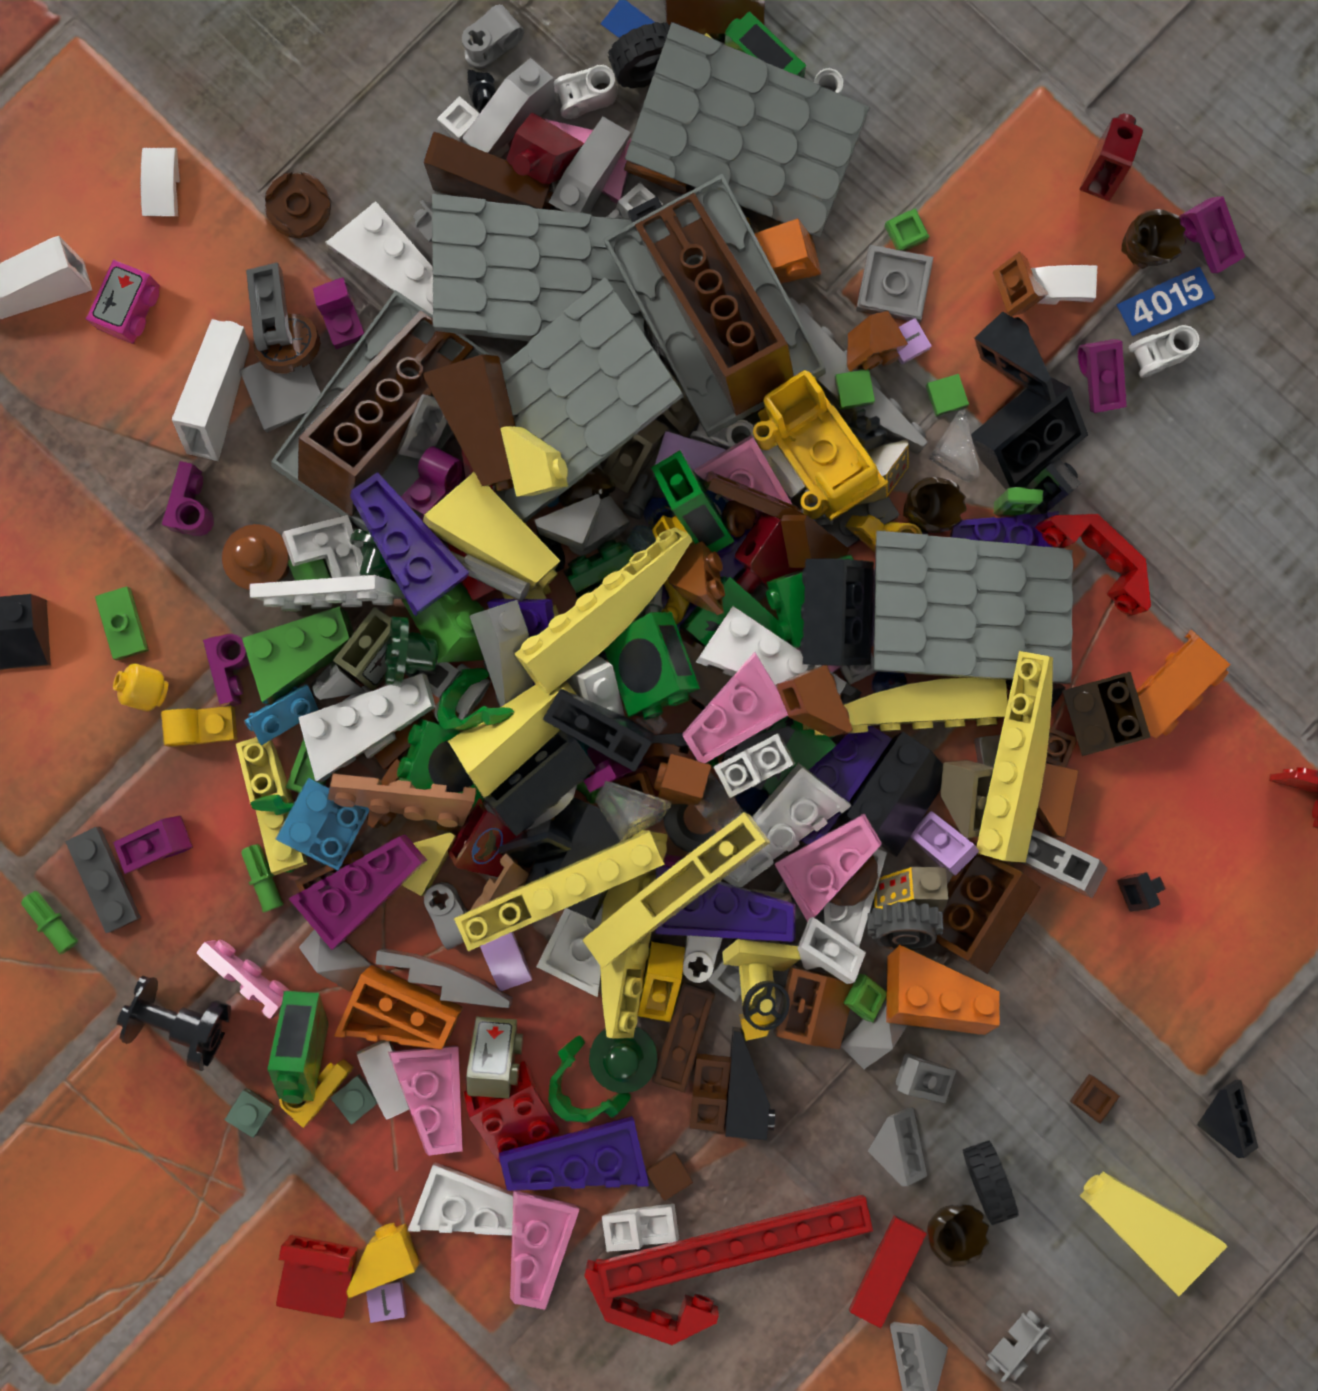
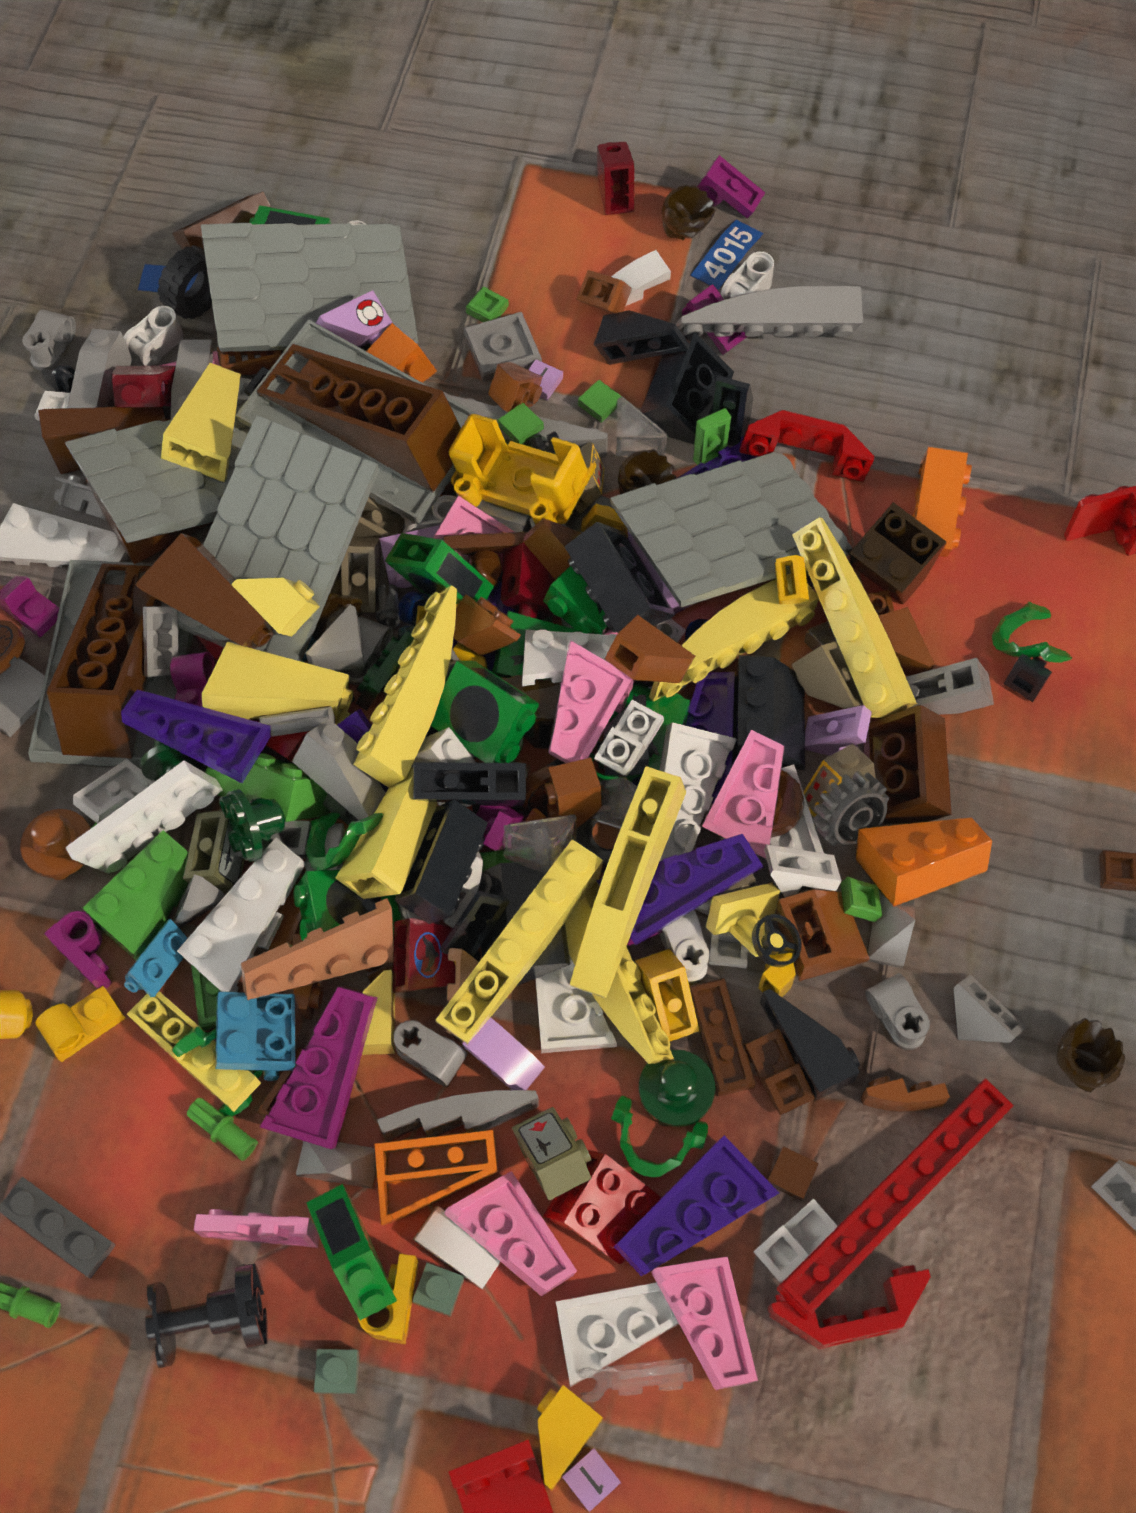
camera: 30 degrees left, 20 degrees down
(153, 843) = (95, 1148): magenta plate -> none
(459, 1255) = (631, 1378): none -> clear plate
(567, 239) = (205, 424): none -> light yellow slope
(769, 196) = (358, 320): none -> lavender slope
(784, 1167) = (894, 1095): none -> dark orange slope
(834, 1100) = (895, 1006): none -> light grey piece
(887, 1271) = (1053, 1137): red tile -> none
(924, 1078) = (960, 938): light grey slope -> none
(990, 1182) = (1084, 985): black tyre -> none
(995, 699) = (798, 578): none -> yellow piece
(1139, 849) = (1011, 622): none -> green helmet
(1167, 407) = (782, 312): none -> light grey slope

